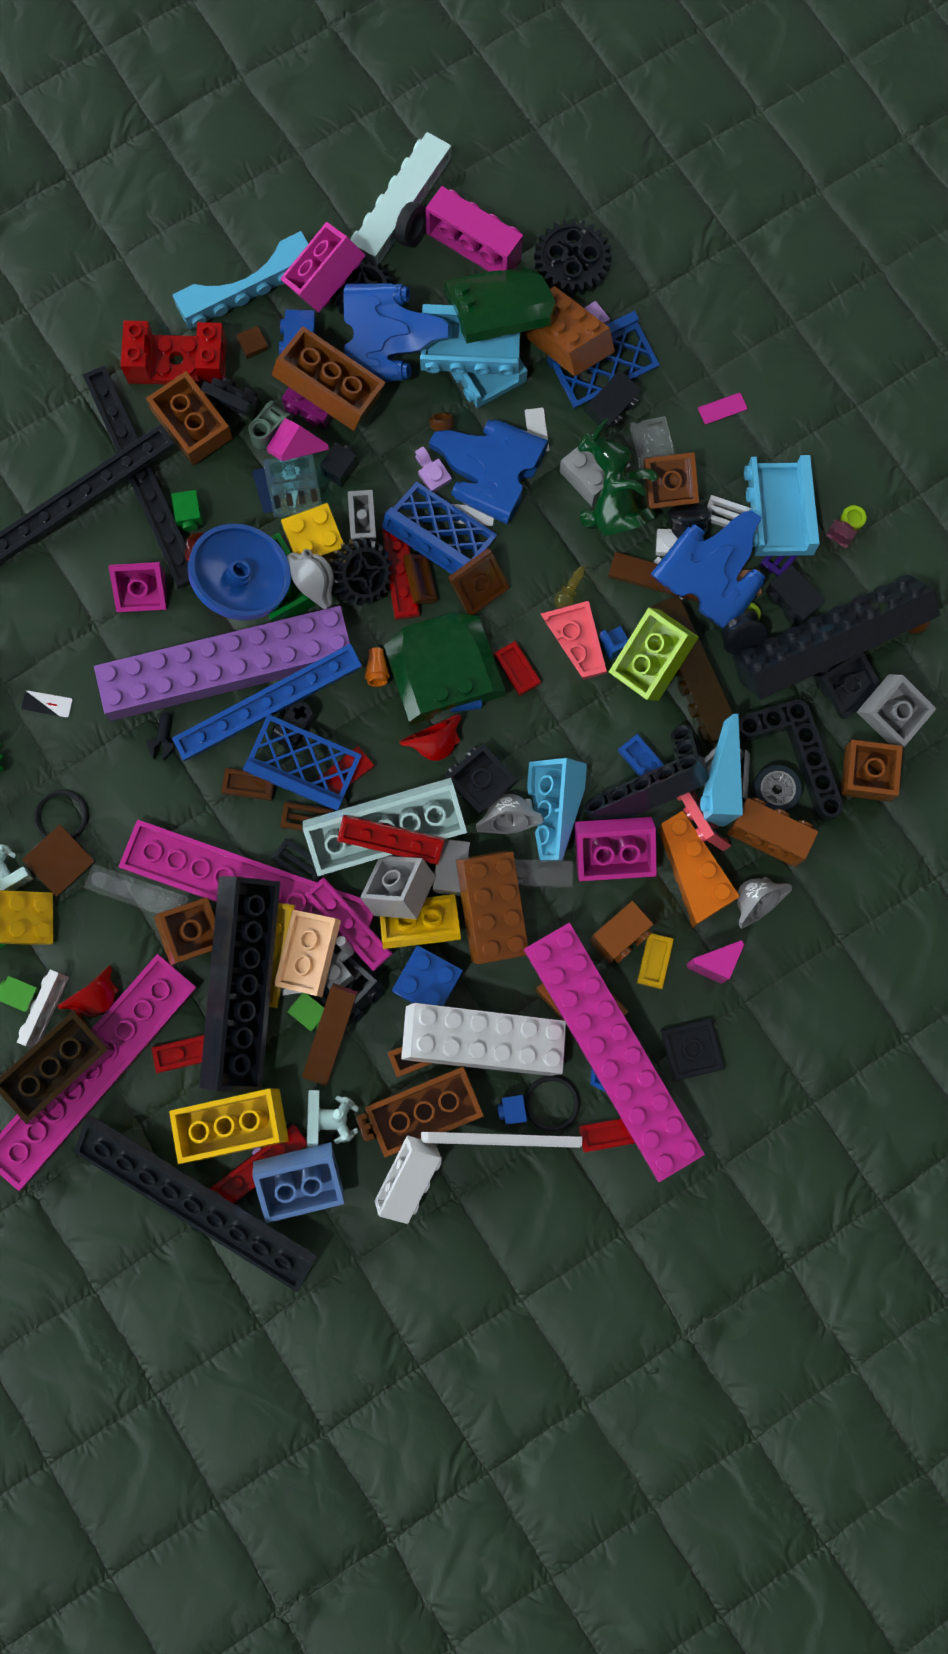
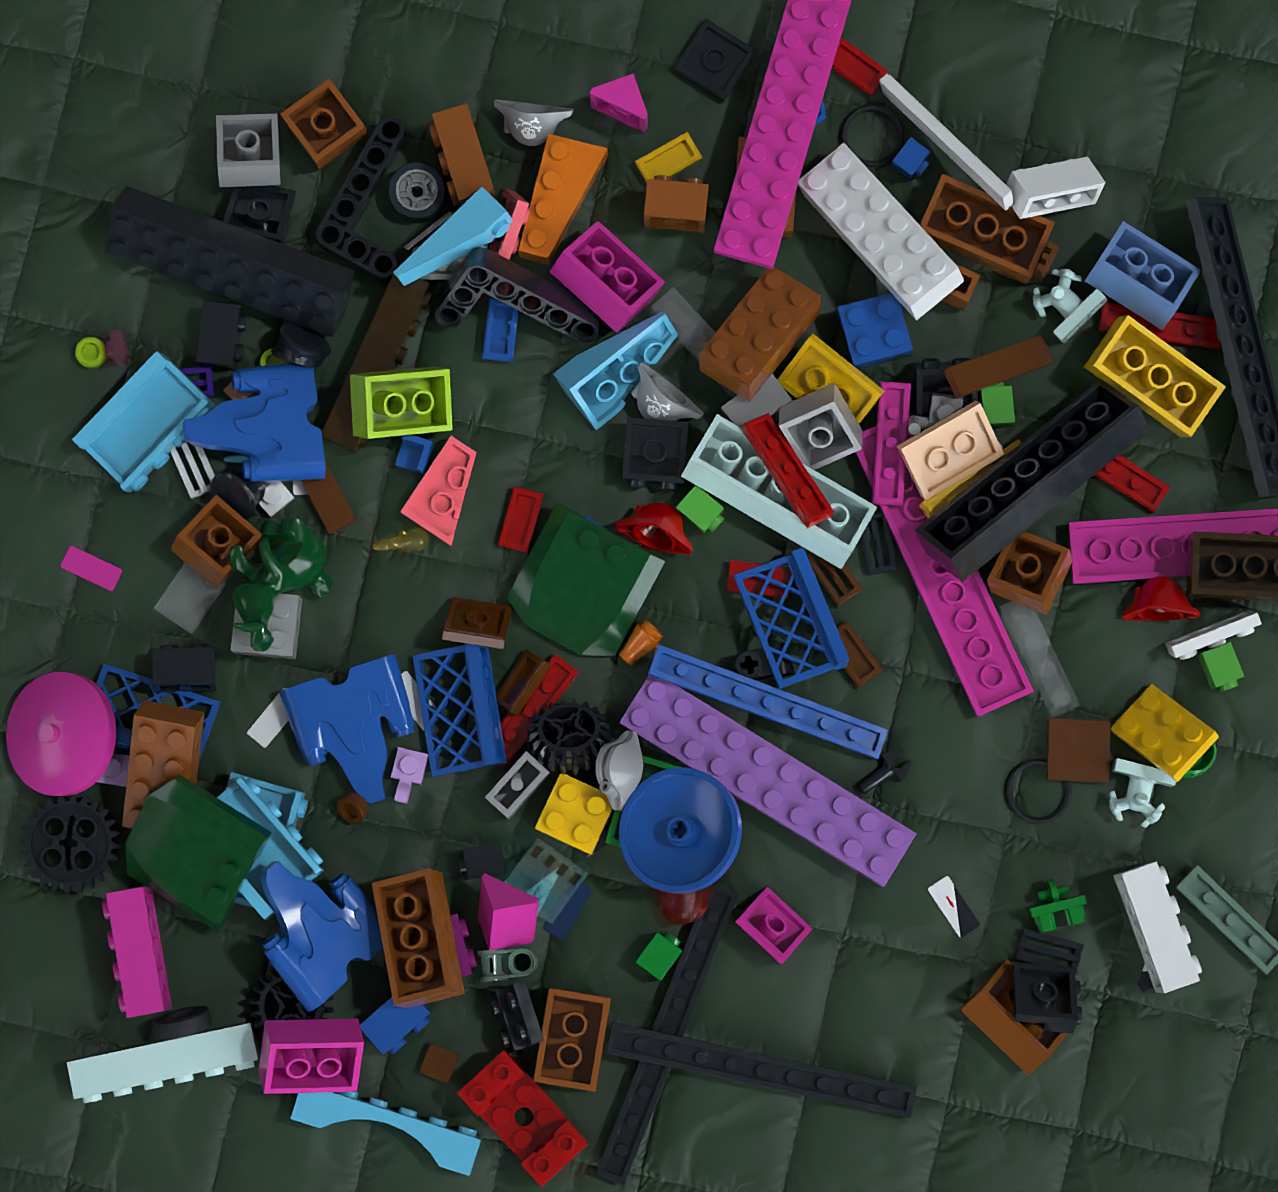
camera: 130 degrees left, 5 degrees up
(419, 773) = (701, 510): none -> bright green brick
(640, 300) = (61, 734): none -> dark pink dish

